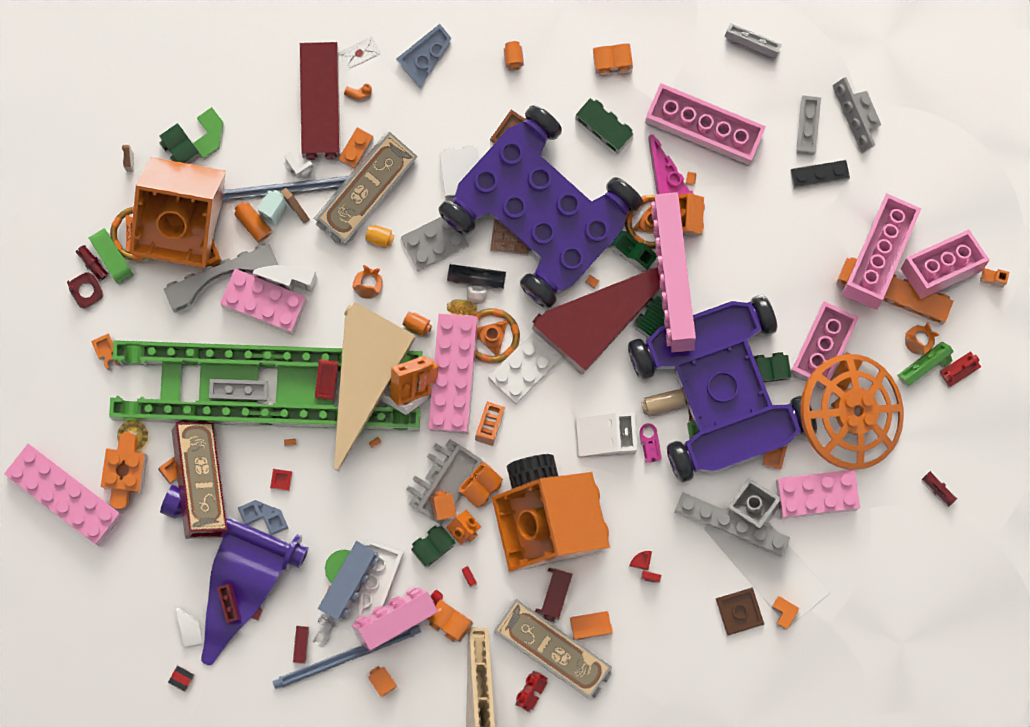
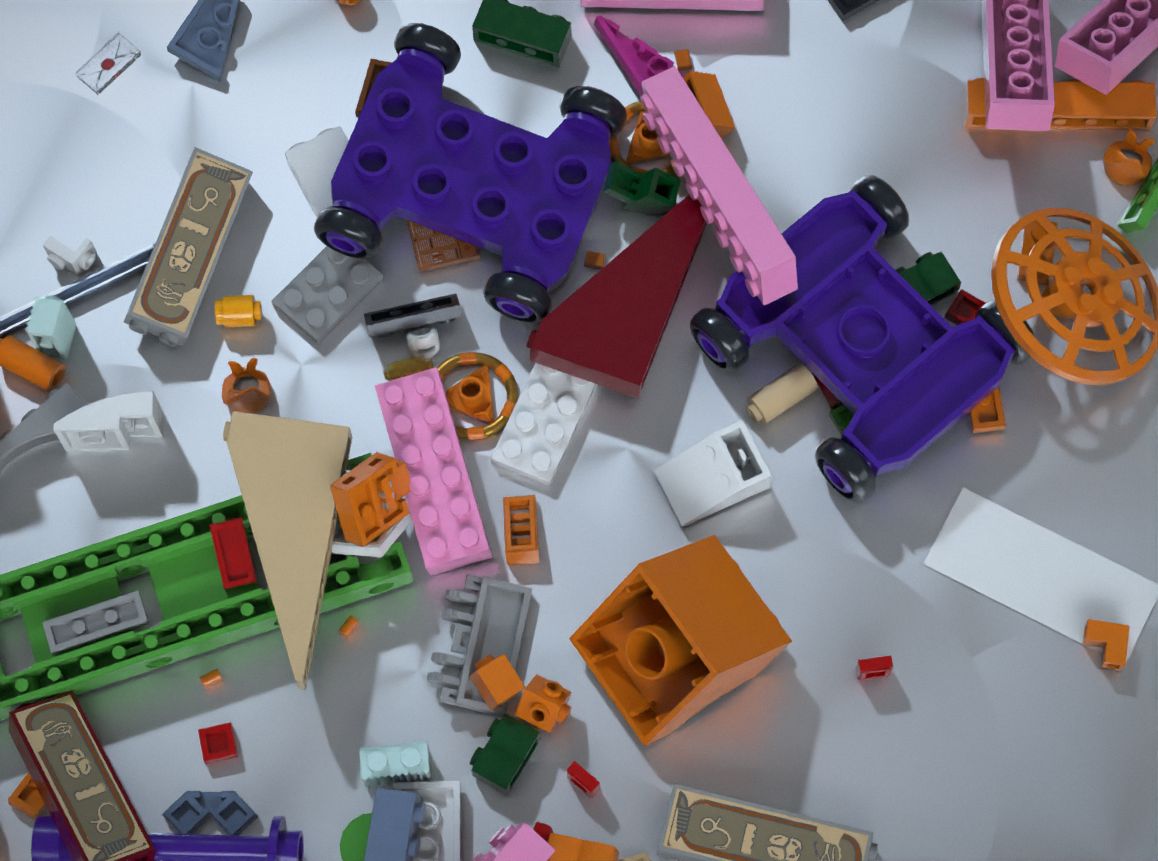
camera: 15 degrees left, 10 degrees down
(263, 302) = (89, 476): bright pink brick -> none
(295, 206) = (88, 315): medium nougat tile -> none
(320, 100) = (71, 148): dark red brick -> none
(355, 148) = (152, 199): orange plate -> none
(359, 94) = (130, 120): orange arm -> none
(372, 529) = (395, 764): none -> light aqua brick
(417, 323) = (349, 415): orange brick -> none
(480, 485) = (544, 627): orange brick -> none
(531, 469) = (611, 565): black tyre -> none
(555, 594) = (734, 753): dark red brick -> none
(591, 625) = (811, 783): orange panel -> none
(641, 560) = (848, 649): red tile -> none
(650, 445) = (787, 467): dark pink piece -> none
(652, 319) = (711, 274): dark green brick -> none
(731, 523) = (922, 534): light grey arch -> none
(739, 611) = (1036, 669): reddish brown tile -> none
(755, 504) = (990, 487): light grey slope -> none
(788, 392) = (963, 308): none -> red tile
(818, 494) = (1078, 442): bright pink brick -> none
(824, 341) = (986, 207): bright pink brick -> none

